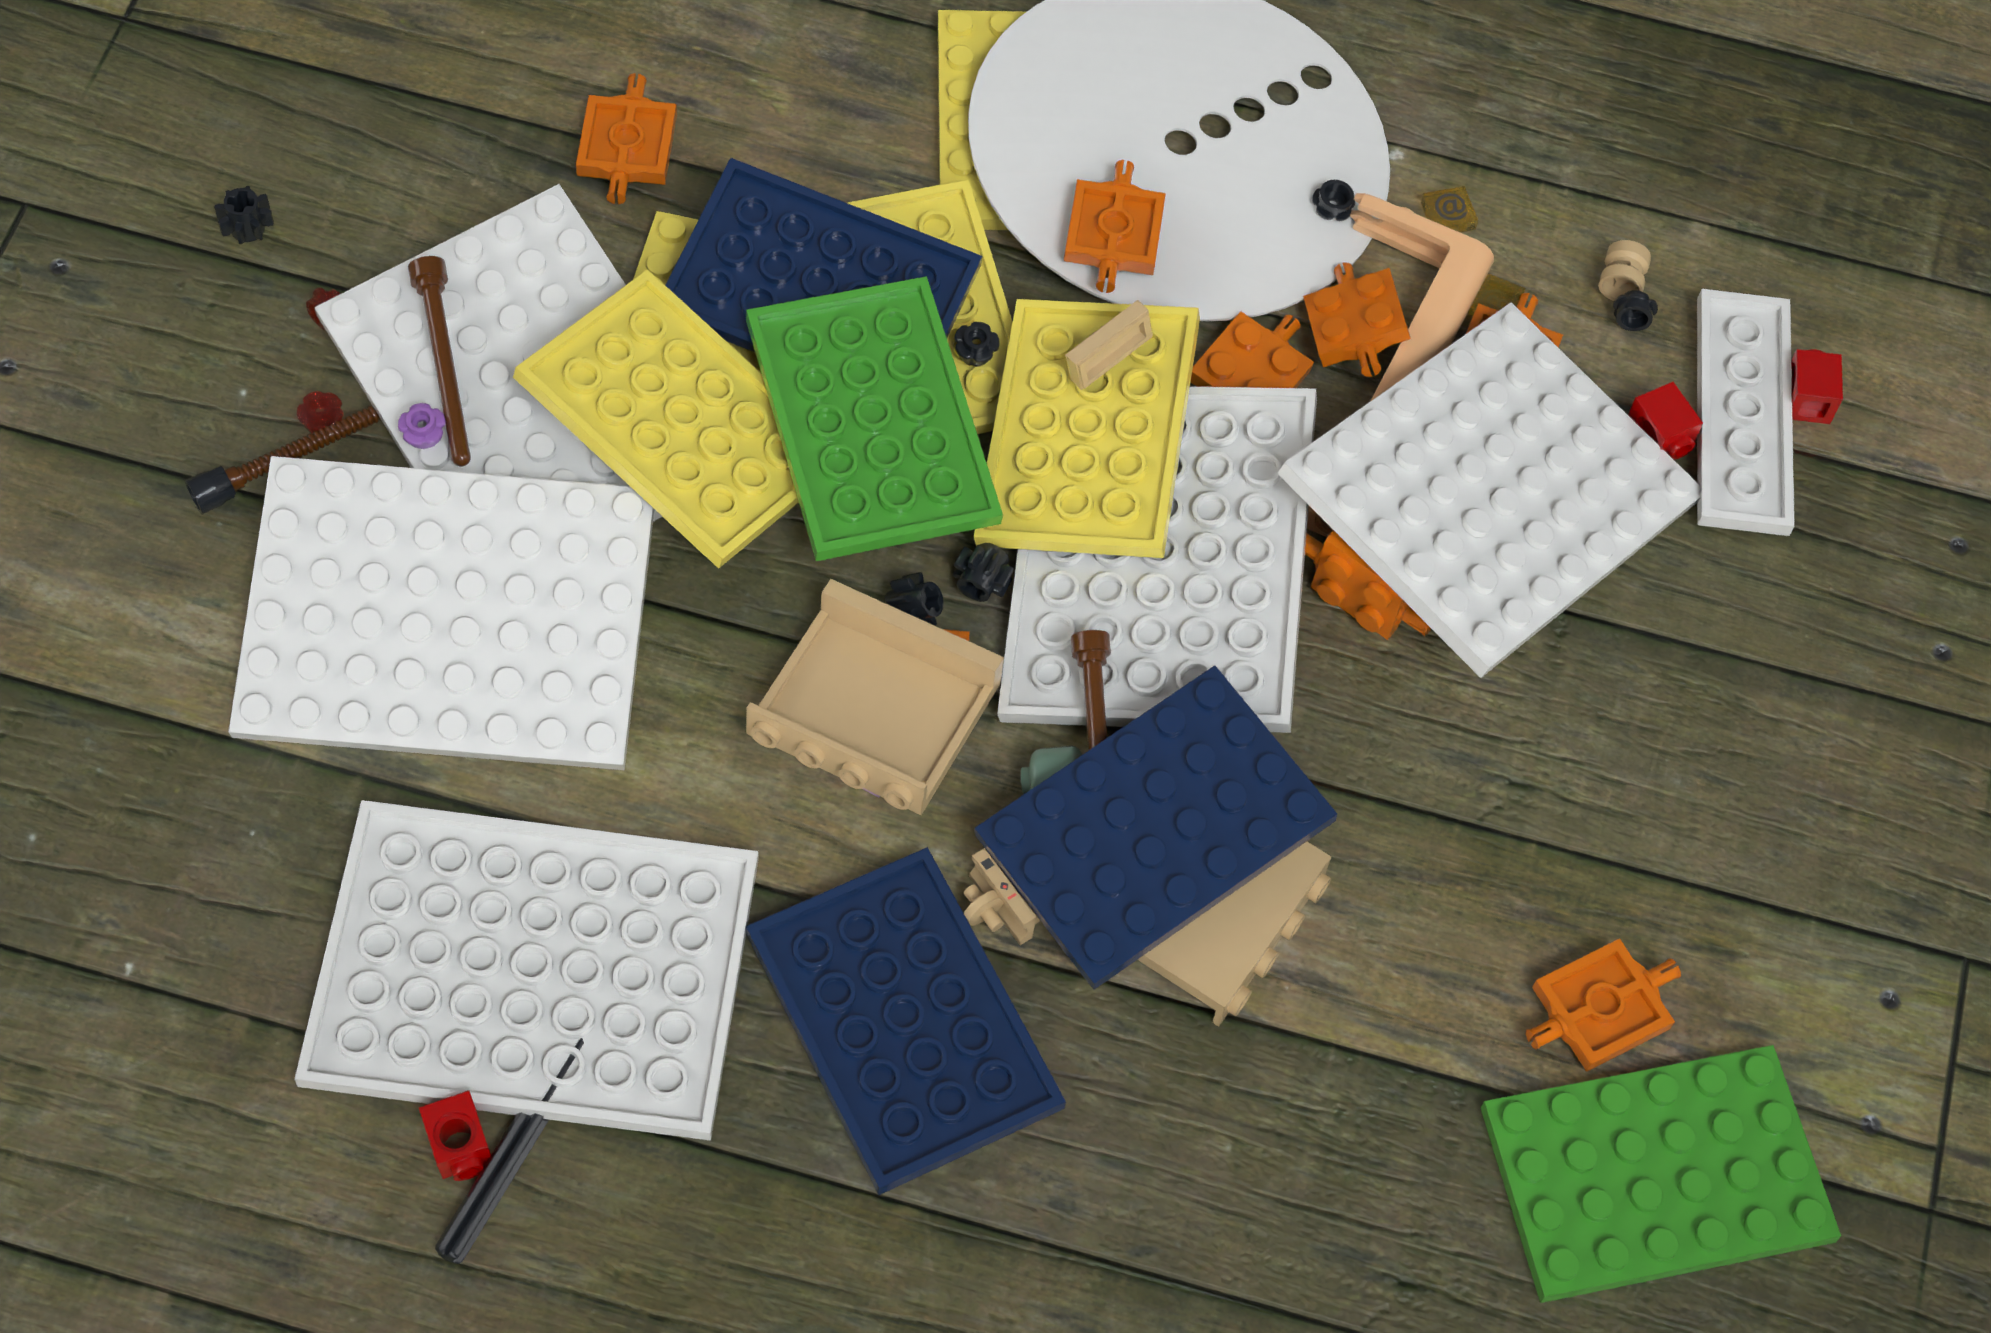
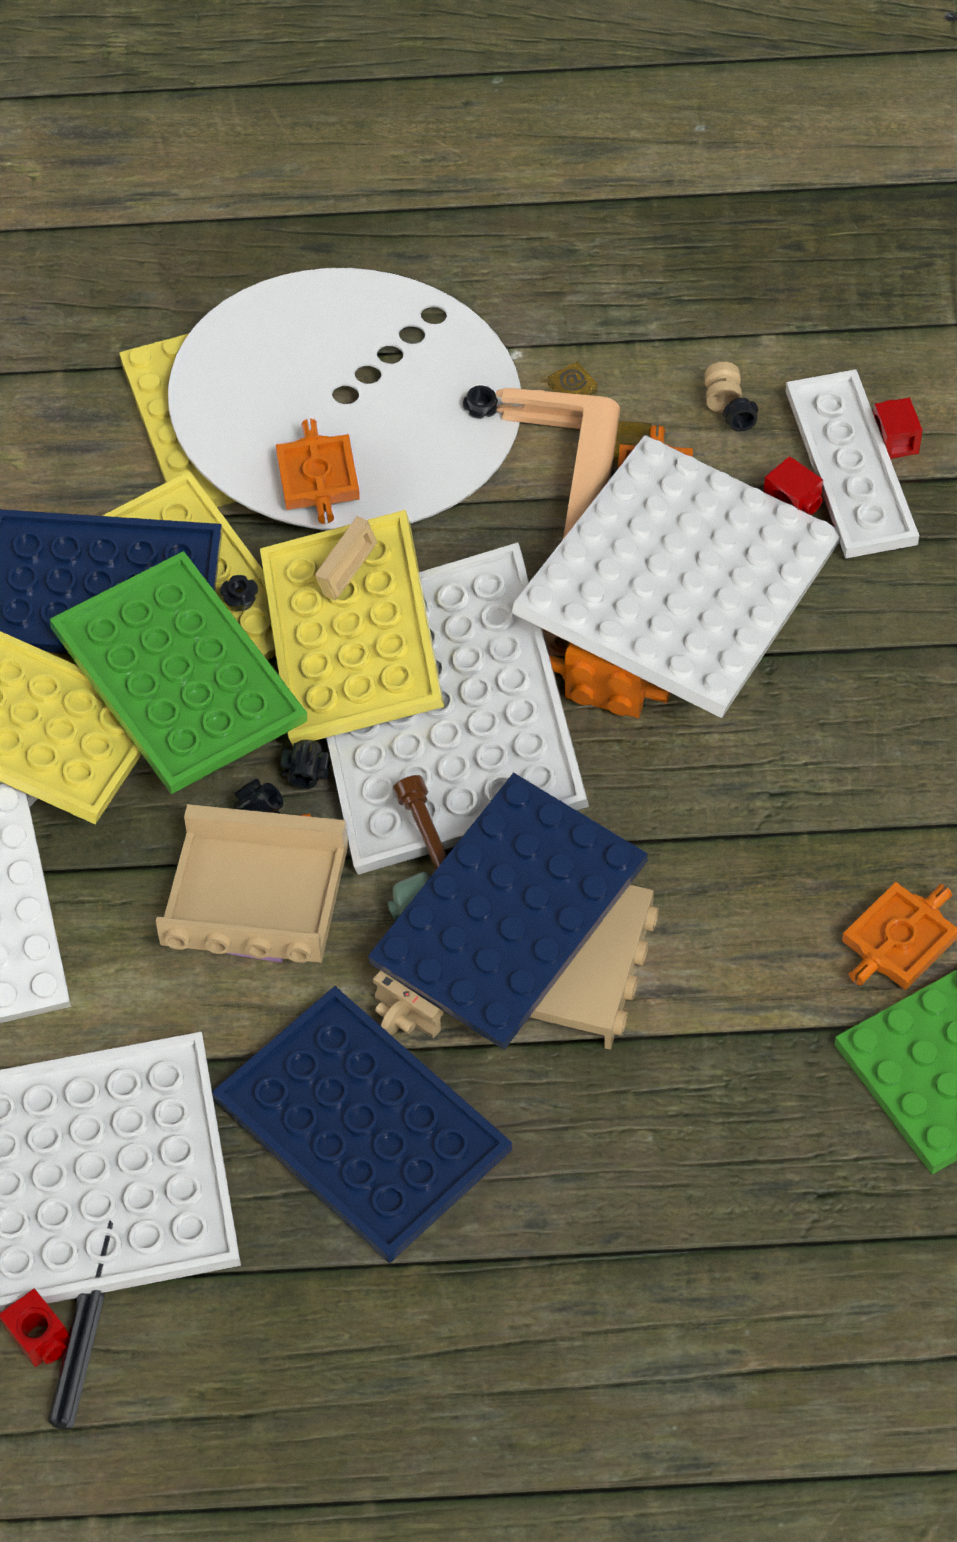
camera: 10 degrees left, 5 degrees down
(1253, 357) = (459, 536): orange plate -> none
(1356, 318) = (530, 483): orange plate -> none

